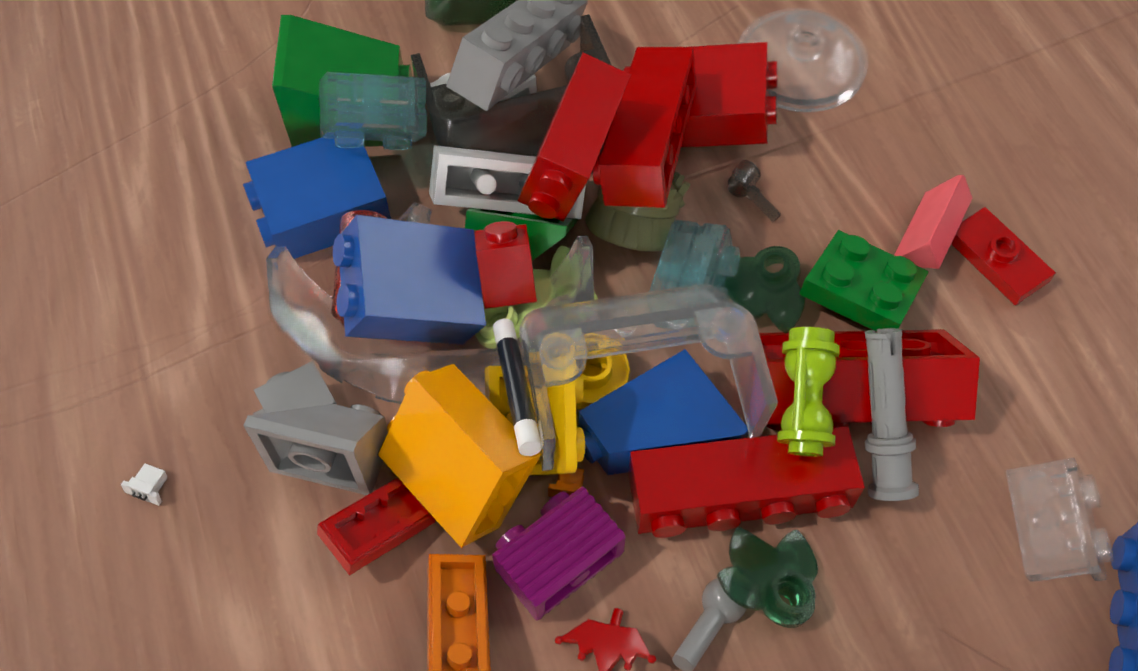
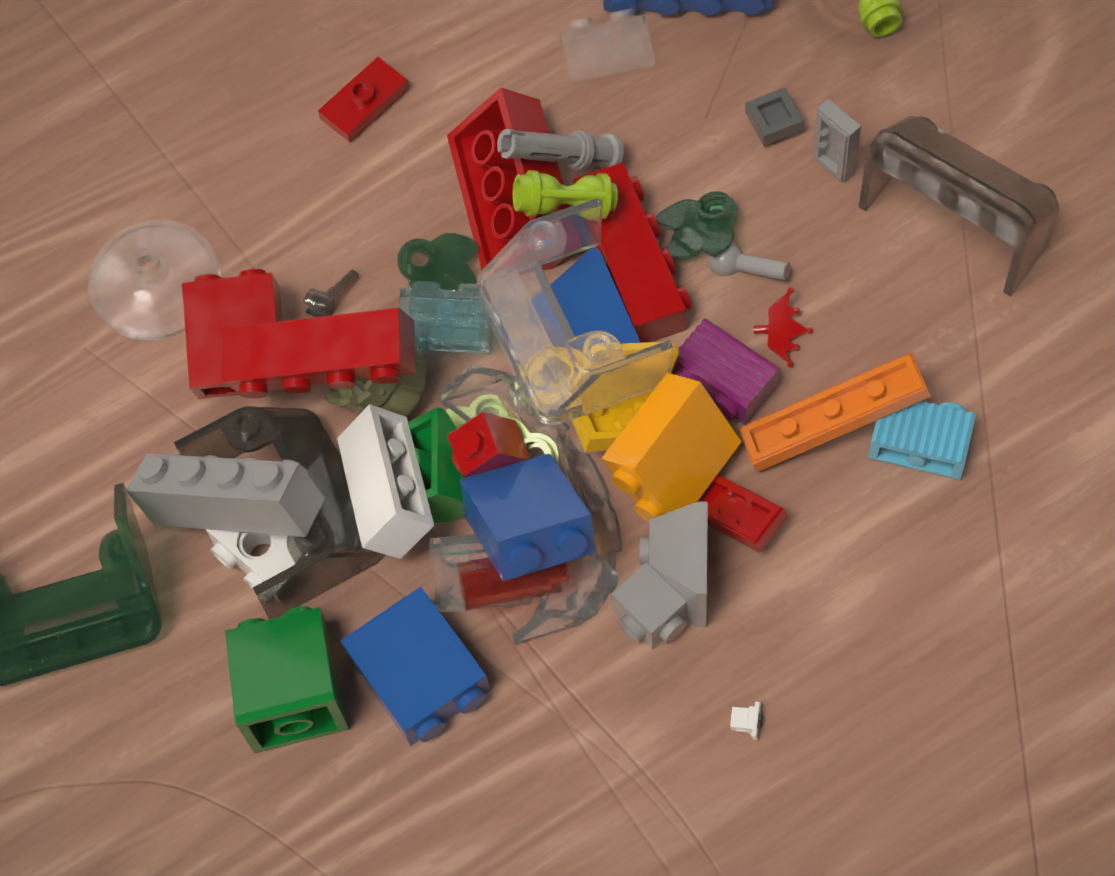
camera: 95 degrees left, 5 degrees up
(372, 109) = (334, 610): clear light blue brick -> none
(517, 388) = (608, 406): black bar -> none
(574, 138) = (371, 392): red brick -> none
(863, 282) = (421, 190): green plate -> none
(935, 223) = (347, 148): coral slope -> none

